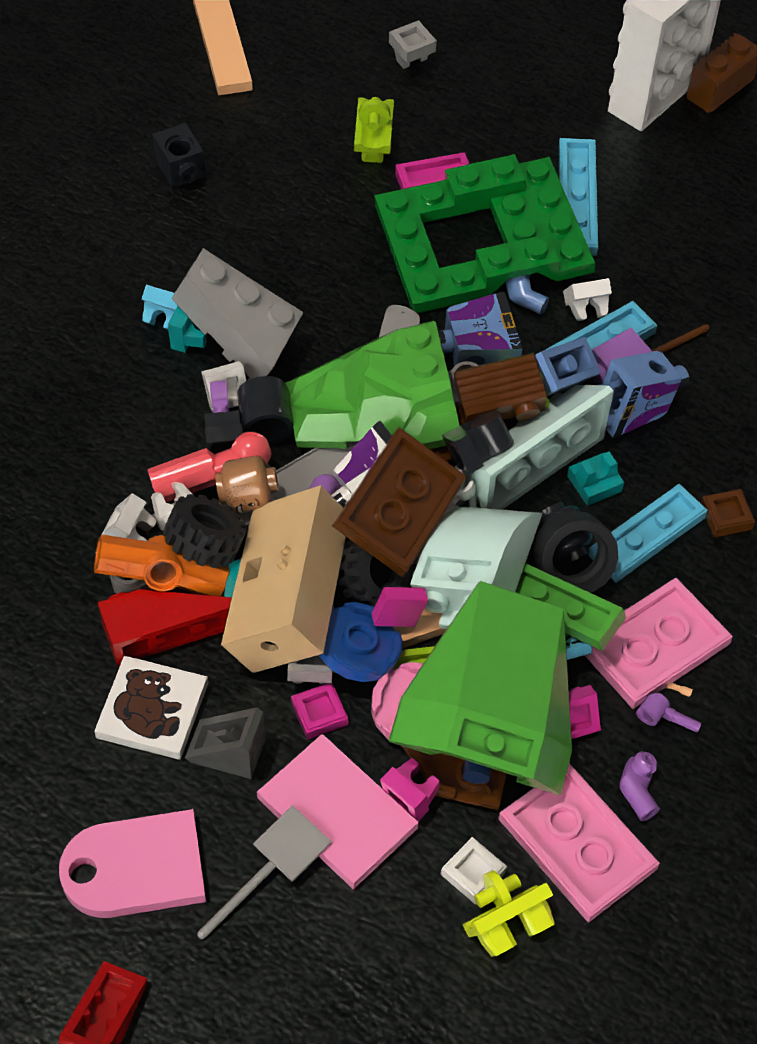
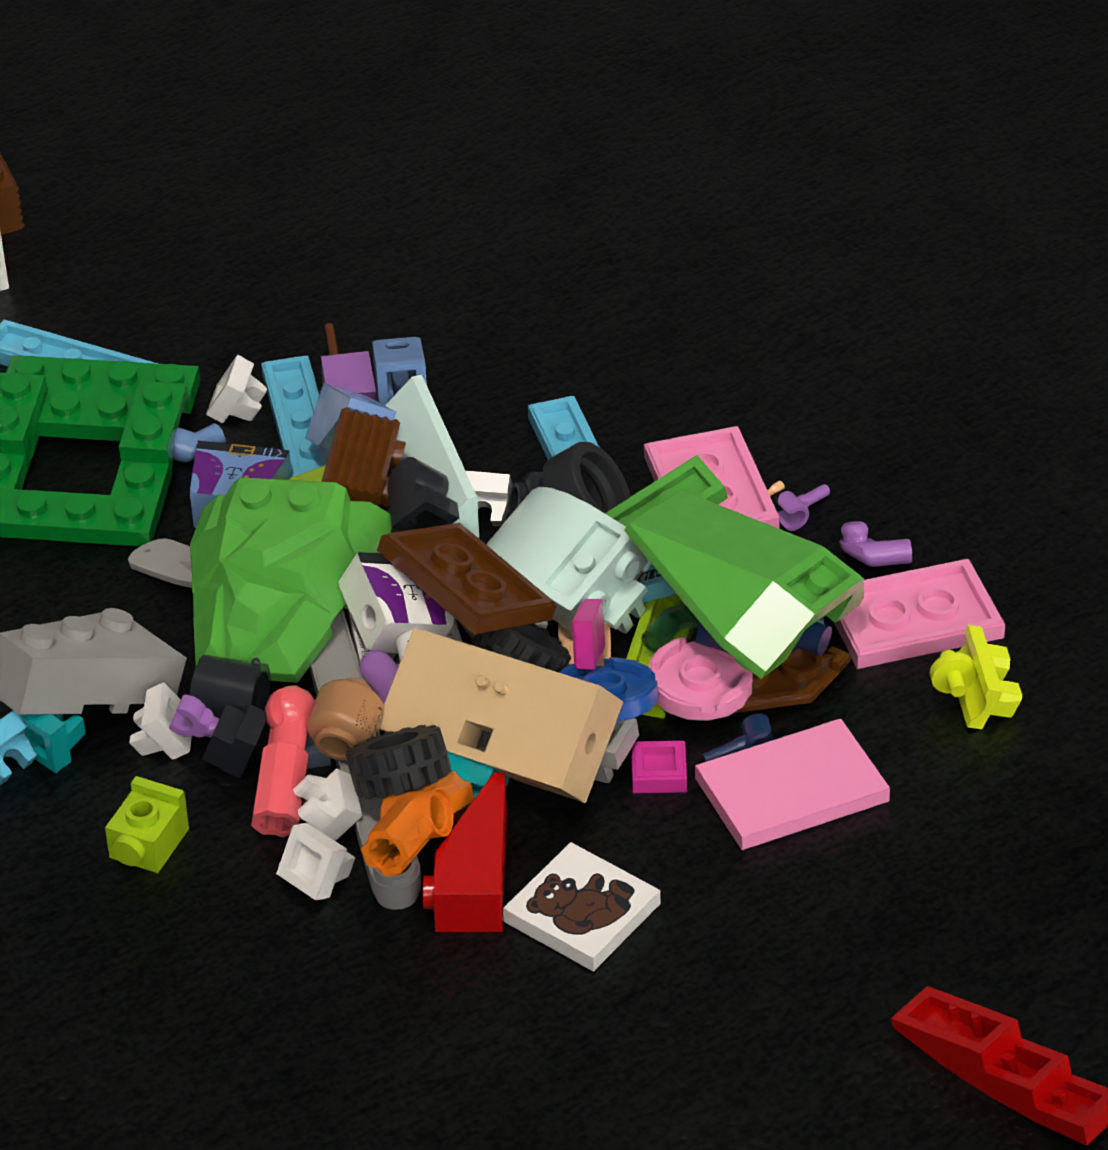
camera: 65 degrees left, 15 degrees down
(122, 415) = (147, 825): none -> lime brick
(138, 863) = (782, 962): bright pink tile -> none
(229, 742) = (672, 835): dark grey slope -> none
(288, 845) = (823, 825): light grey piece -> none
(374, 767) = (755, 731): none -> dark blue hand
(409, 795) = (804, 710): dark pink tile -> none
(468, 866) = (911, 699): white tile -> none
(555, 485) = (492, 492): none -> white tile
(596, 478) = (481, 455): teal tile -> none
(728, 513) = (583, 382): reddish brown tile -> none

